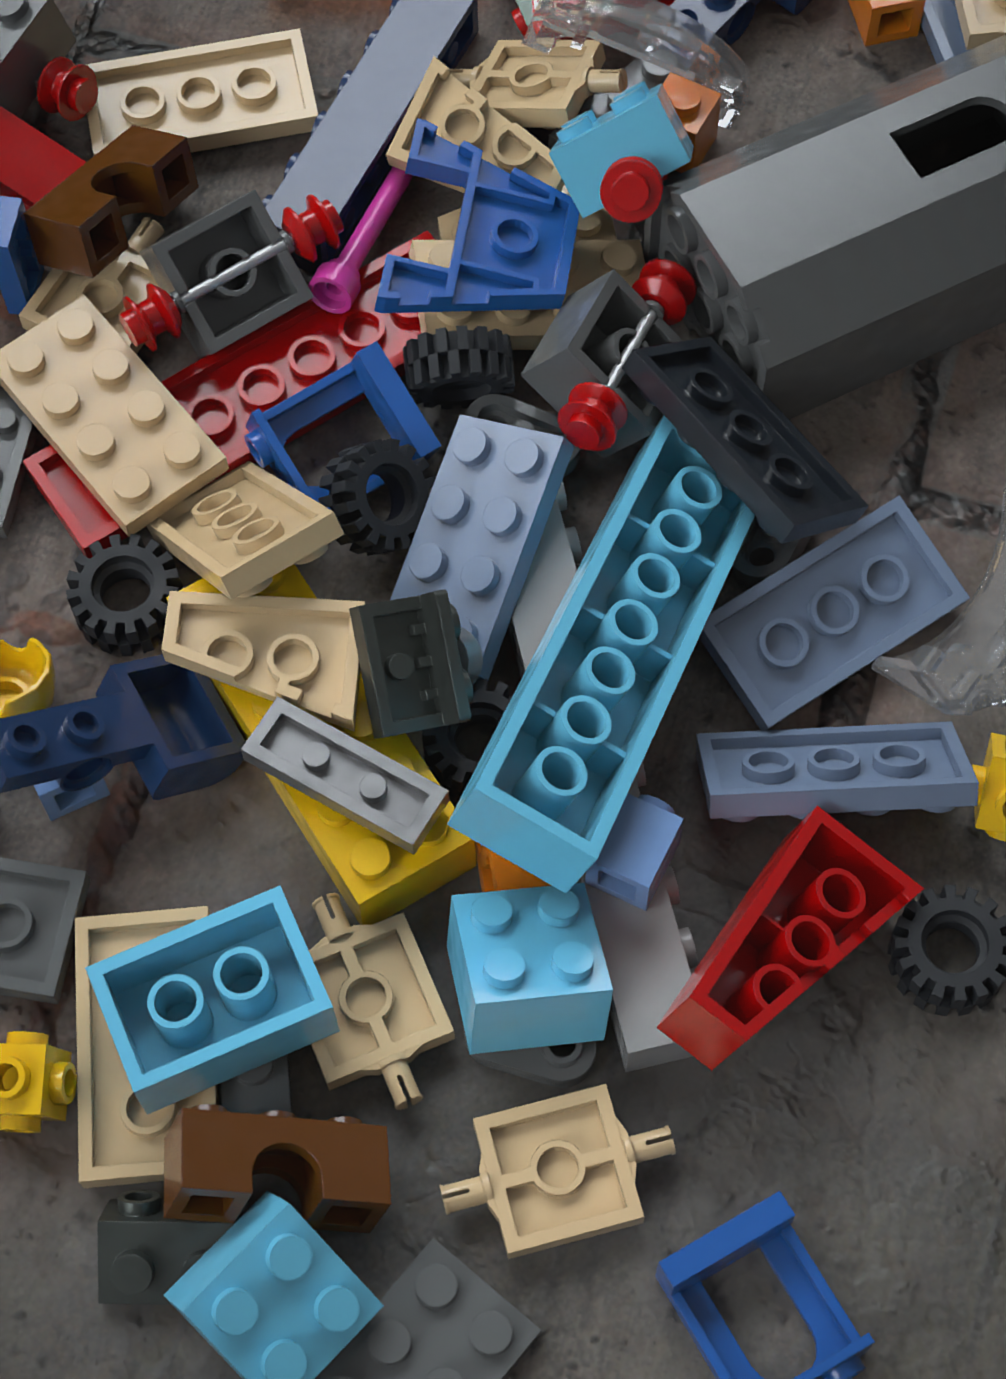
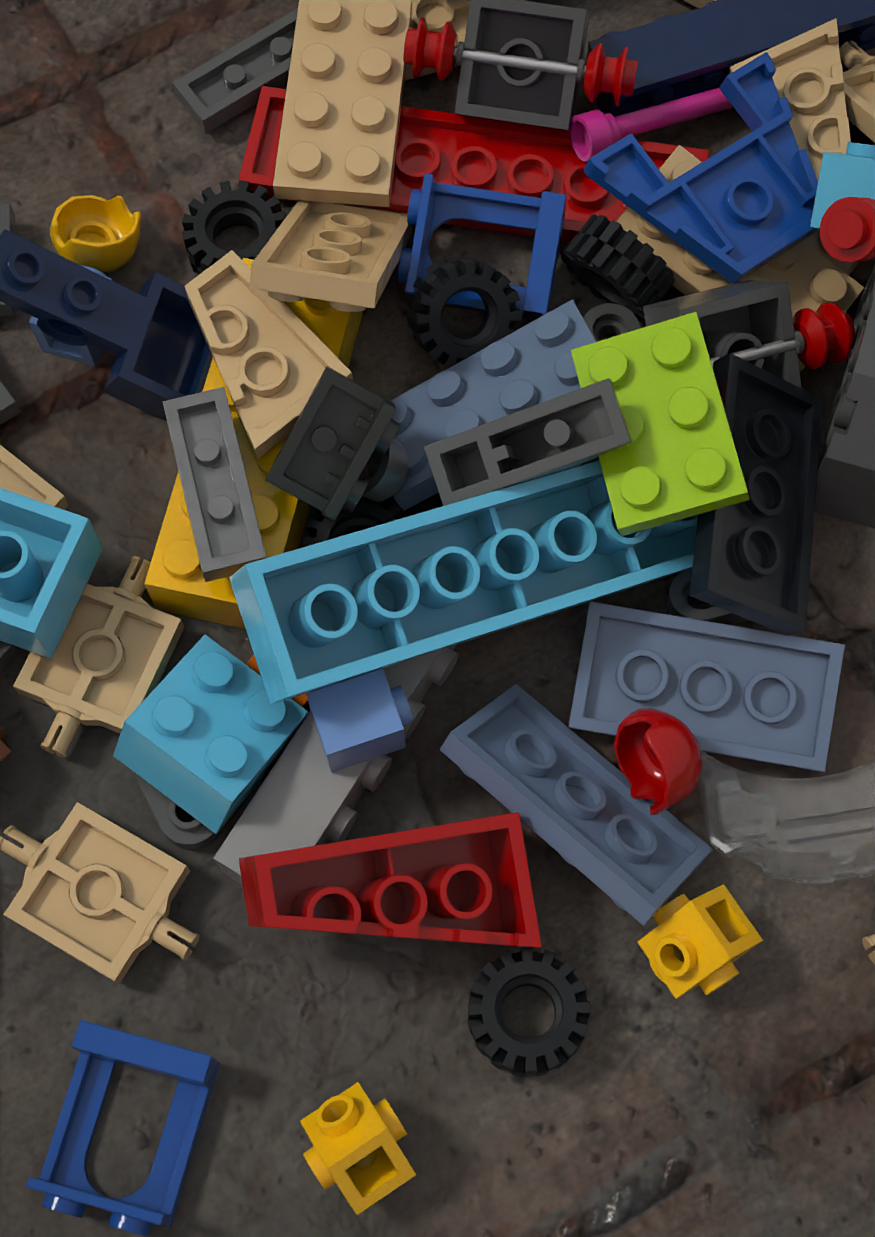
camera: 45 degrees right, 5 degrees up
(567, 533) = (529, 443): none -> dark grey slope
(641, 439) = (678, 428): none -> lime plate
(860, 686) = (658, 757): none -> red hair
(944, 1152) = (357, 1147): none -> yellow brick

